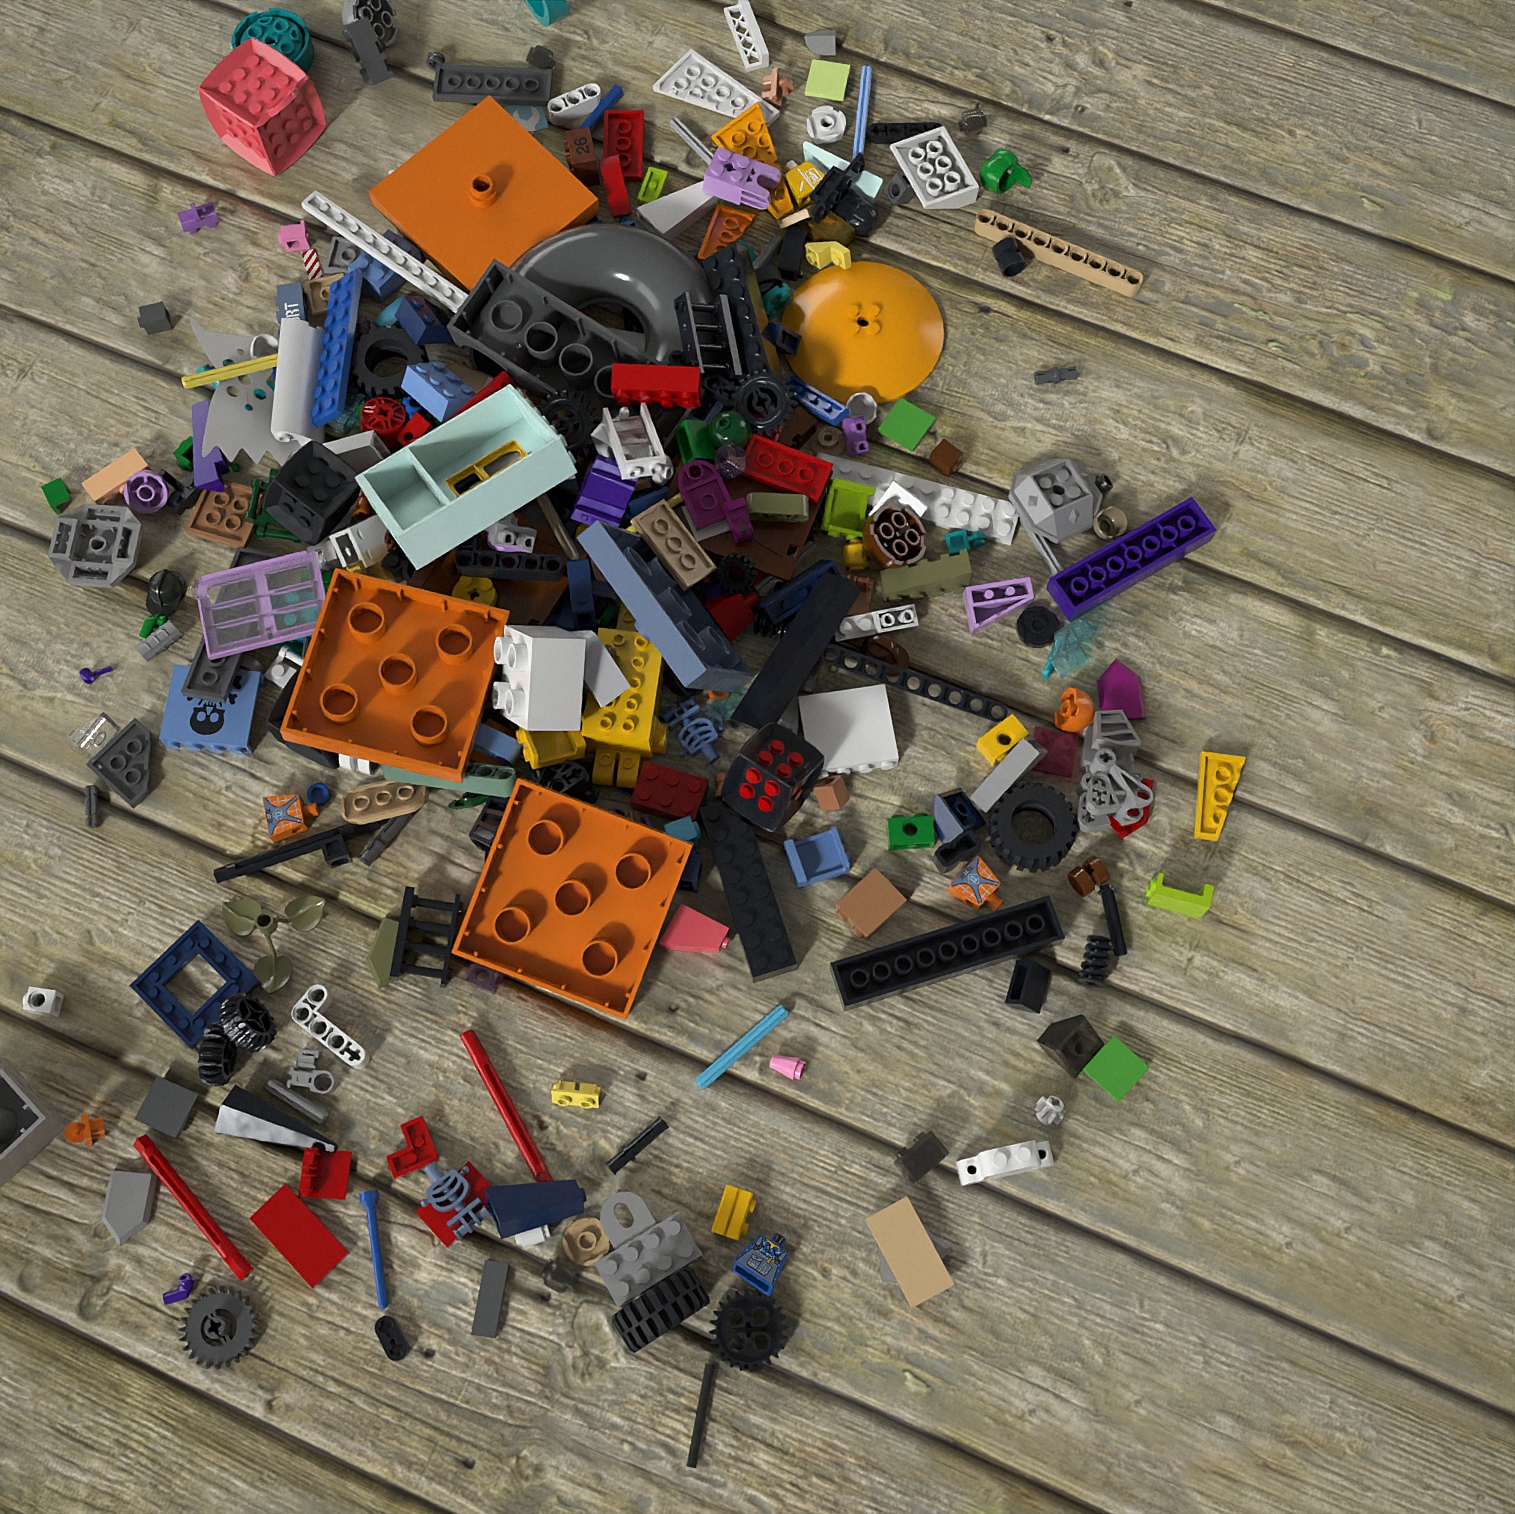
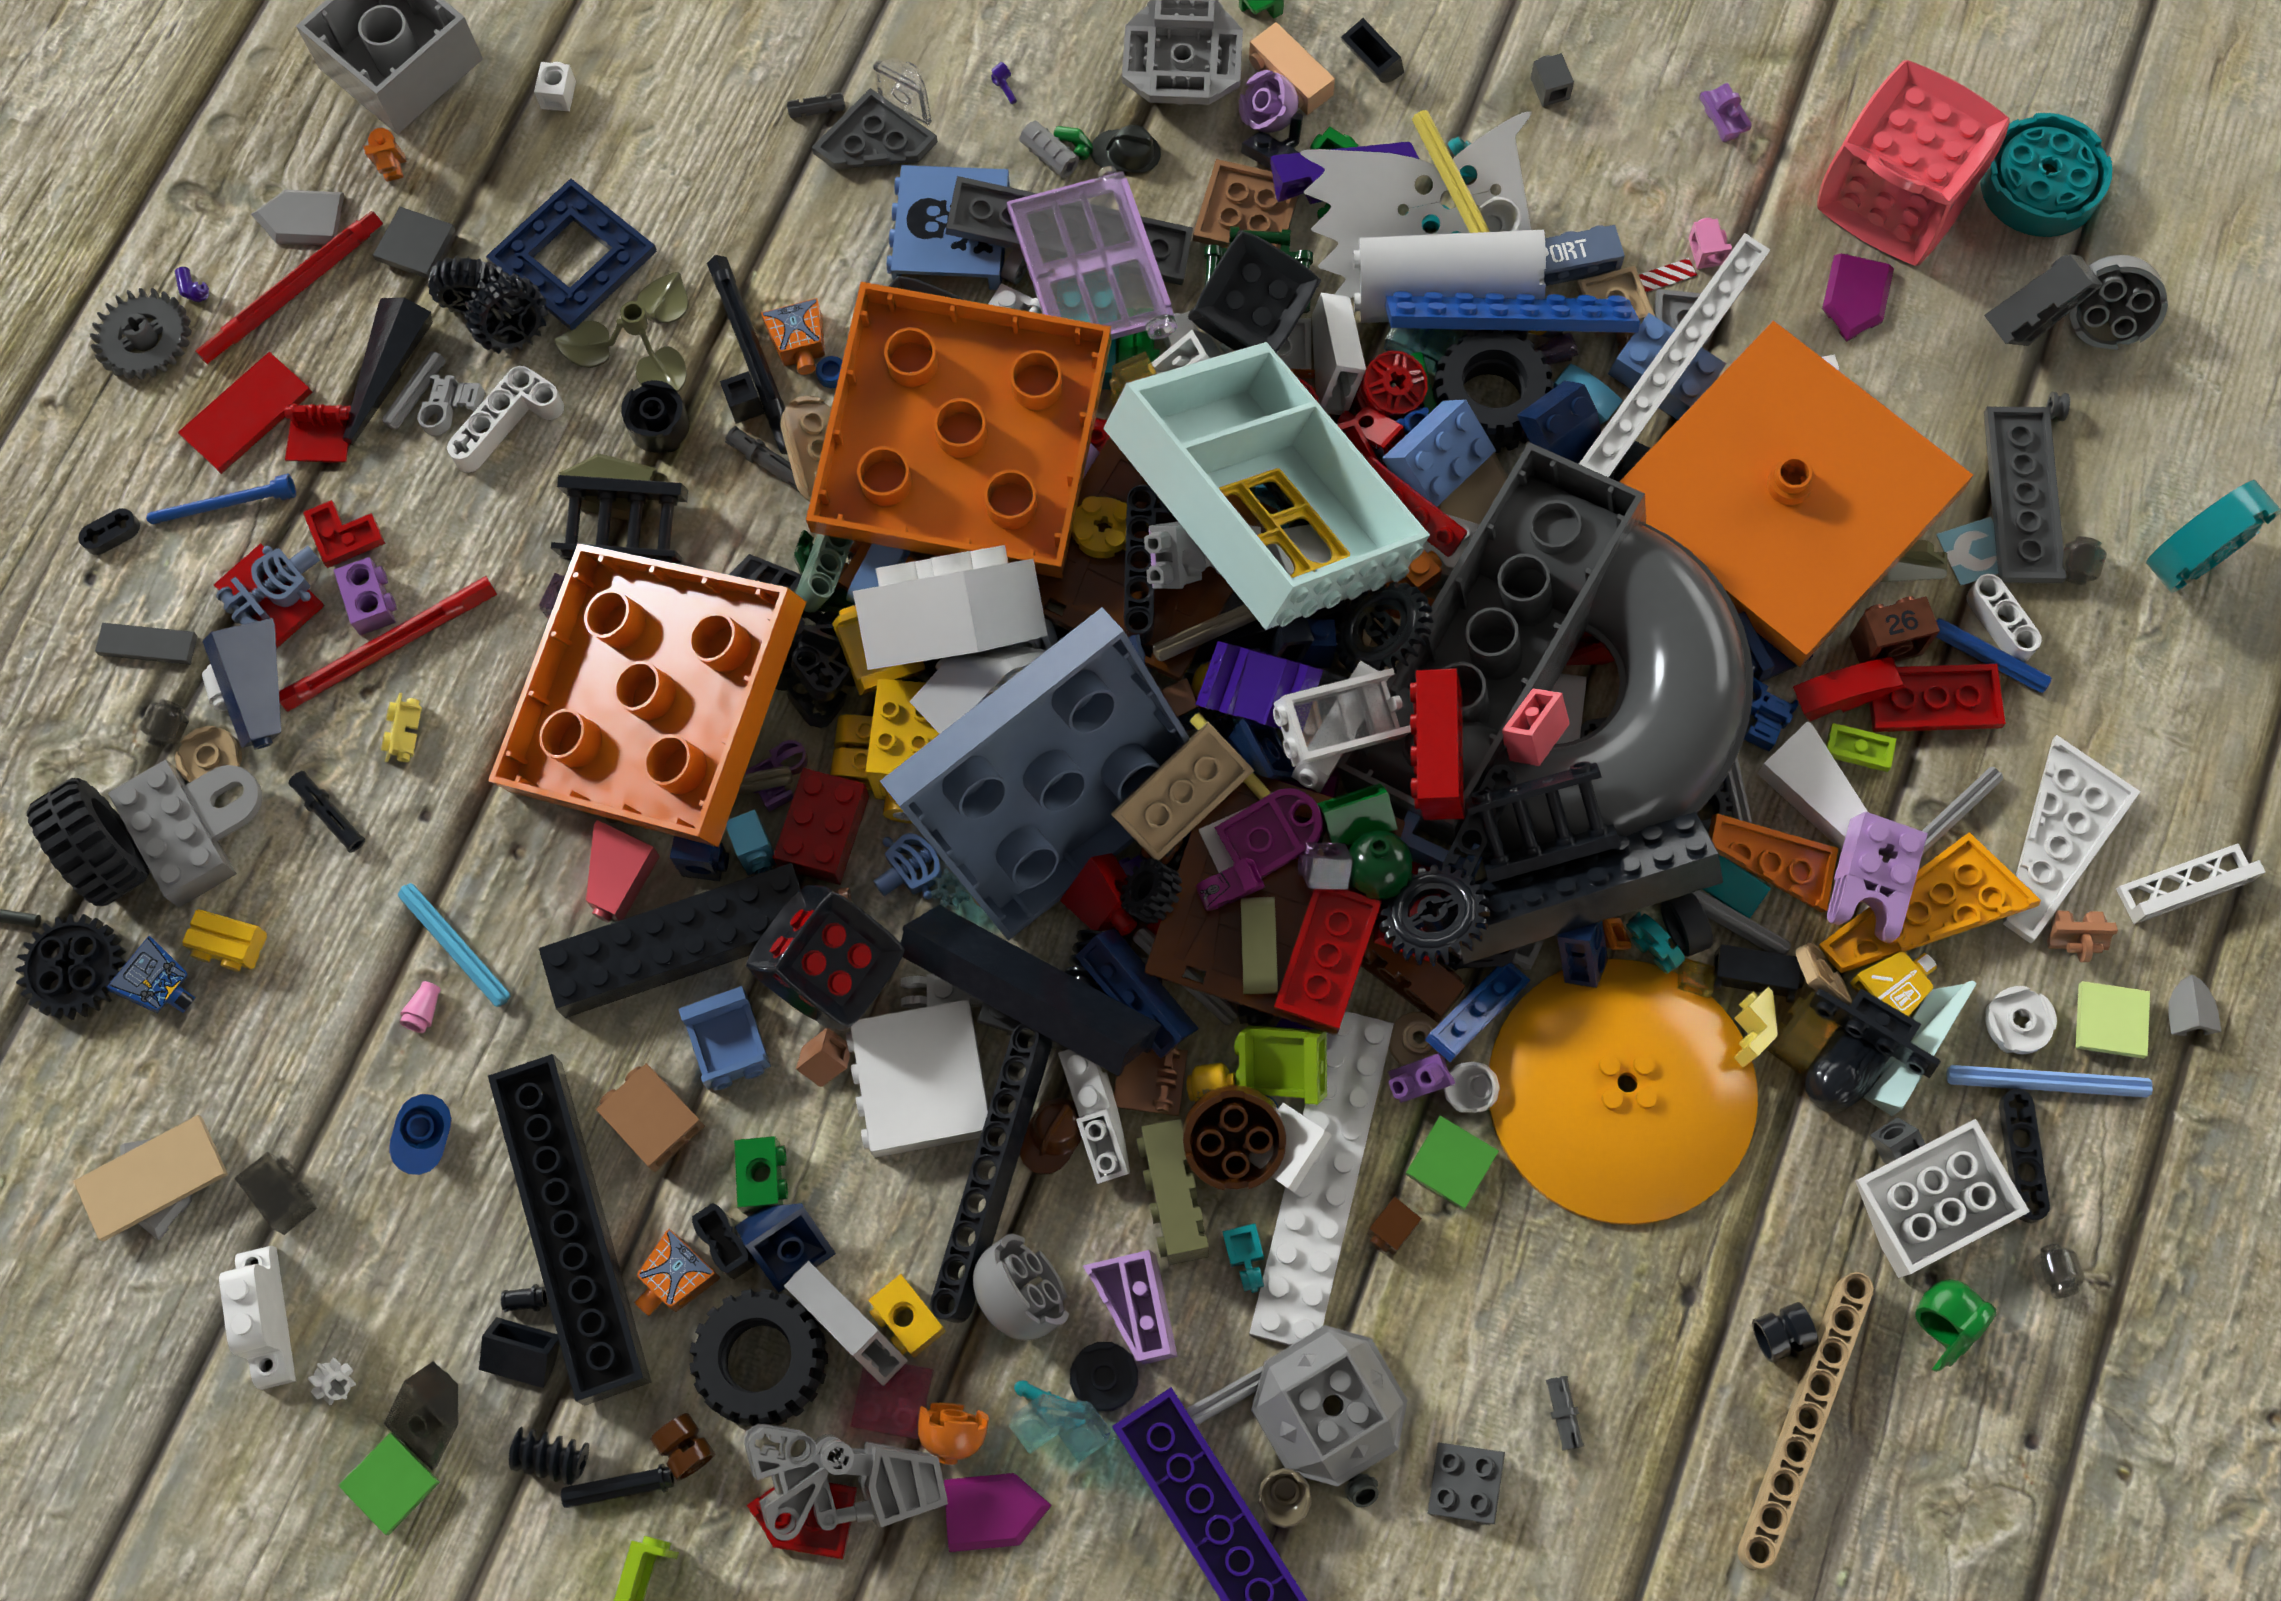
camera: 90 degrees right, 0 degrees up
(113, 424) = (1373, 51): none -> black brick
(339, 902) = (655, 417): none -> black brick
(341, 160) = (1857, 293): none -> magenta tile
(469, 1132) = (361, 597): none -> medium lavender brick
(645, 335) = (1535, 727): none -> coral brick
(797, 284) = (1696, 978): none -> clear yellow tile
(881, 1057) = (420, 1134): none -> blue piece
(989, 669) = (1001, 1294): none -> light grey cylinder
(992, 985) = (521, 1299): none -> black pin
(1097, 428) = (1466, 1483): none -> dark grey hinge

